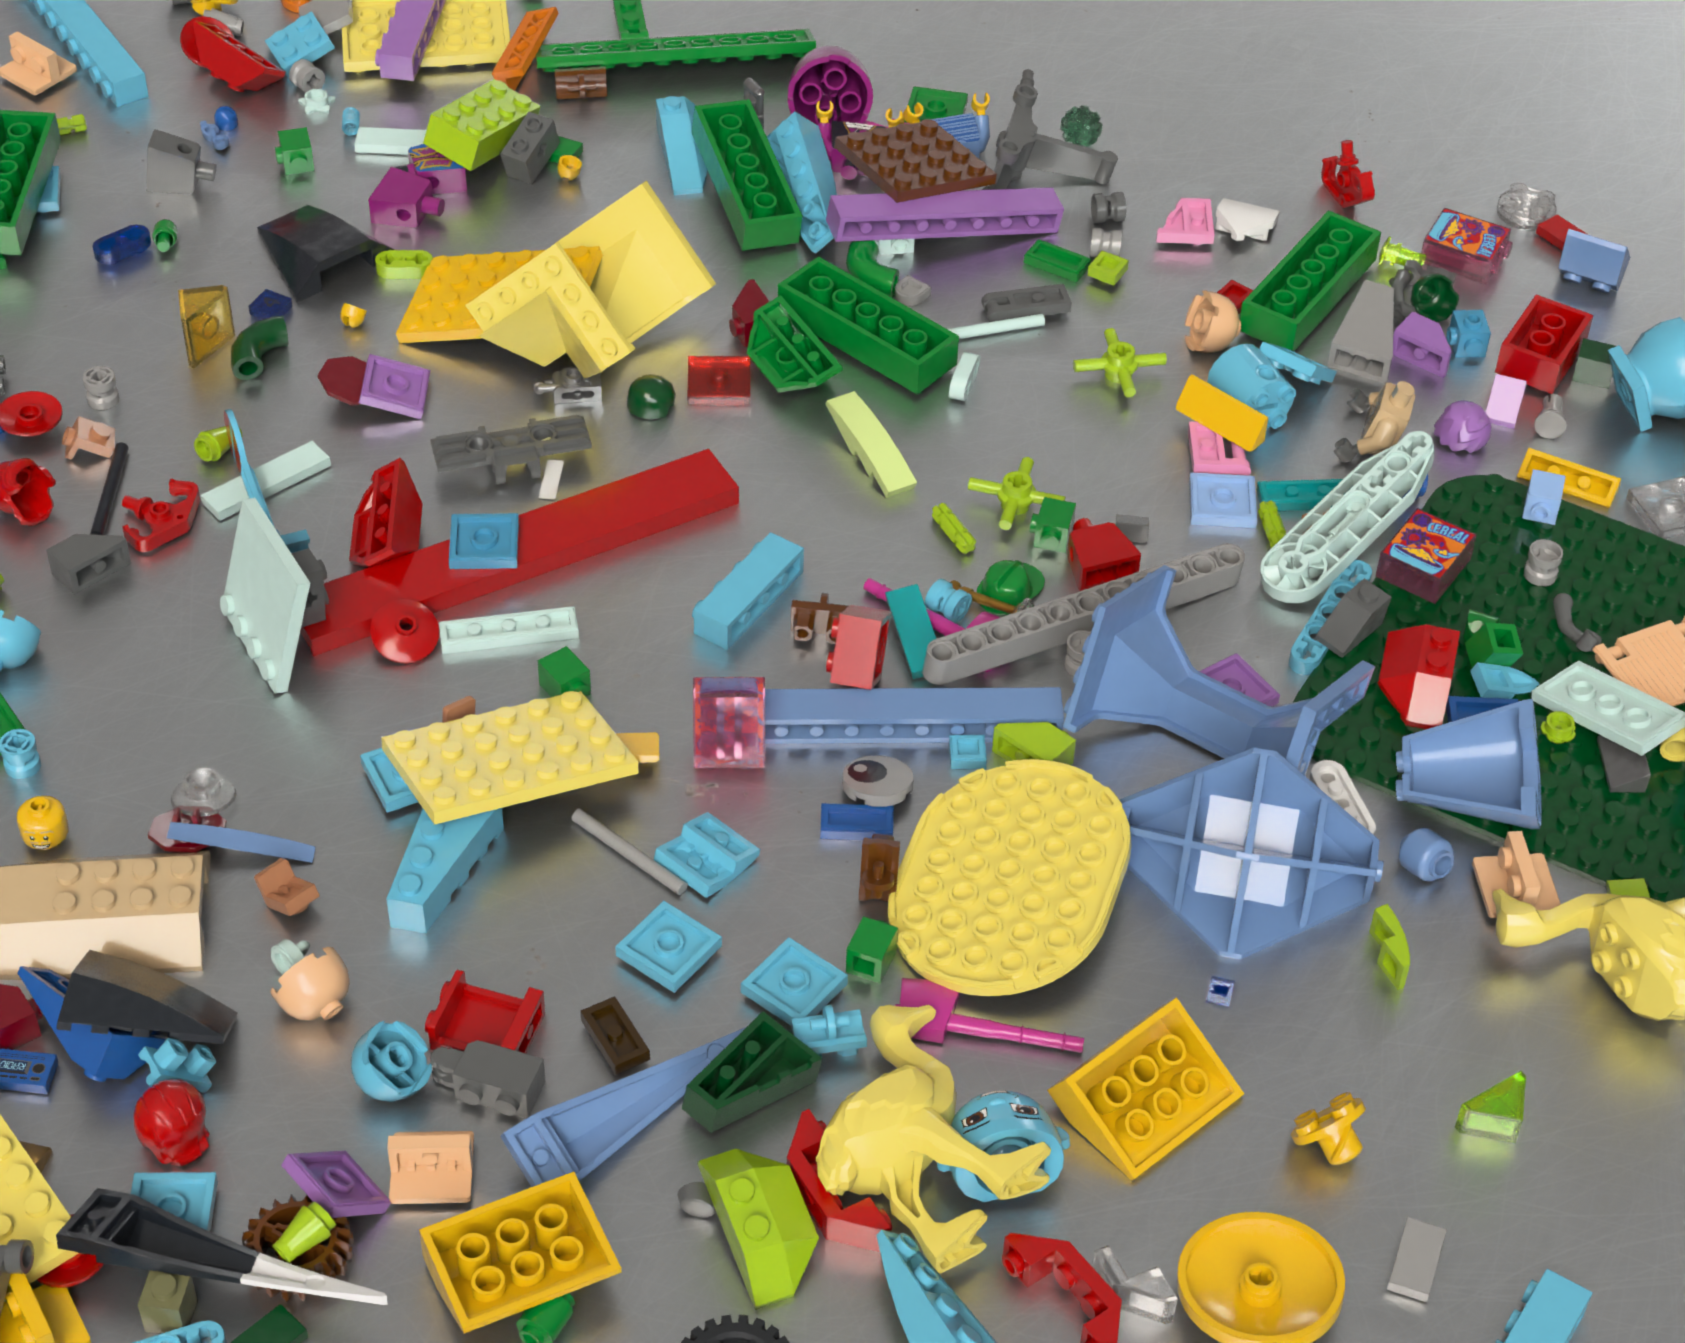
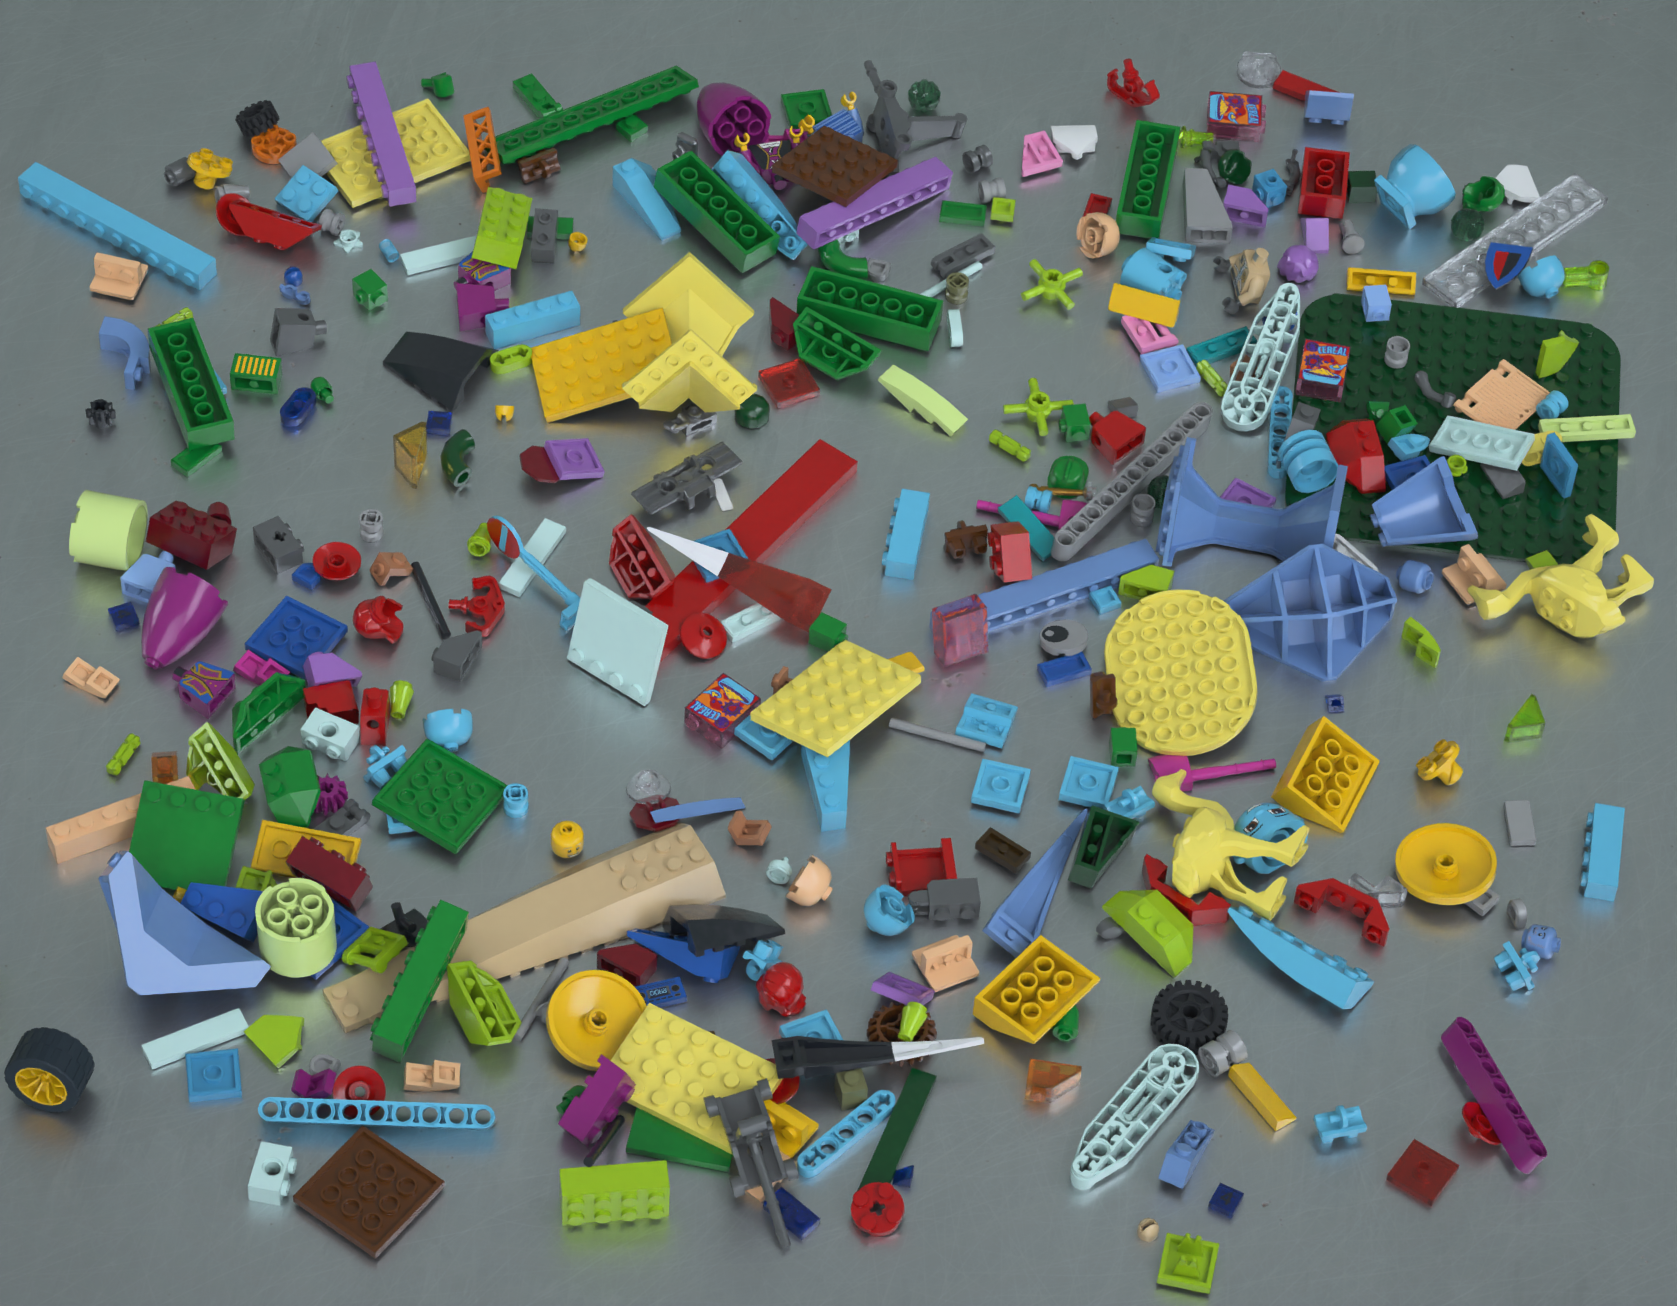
camera: 25 degrees left, 5 degrees up
(101, 198) = (256, 373): none -> green brick
(355, 725) = (720, 710): none -> brick
(455, 228) = (532, 320): none -> medium azure brick
(527, 604) = (781, 592): none -> clear red plate
(717, 76) = (632, 127): none -> green plate
(994, 336) = (956, 289): none -> olive wheel
(1335, 645) = (1308, 461): none -> medium azure wheel
(1498, 337) = (1294, 169): none -> dark grey piece

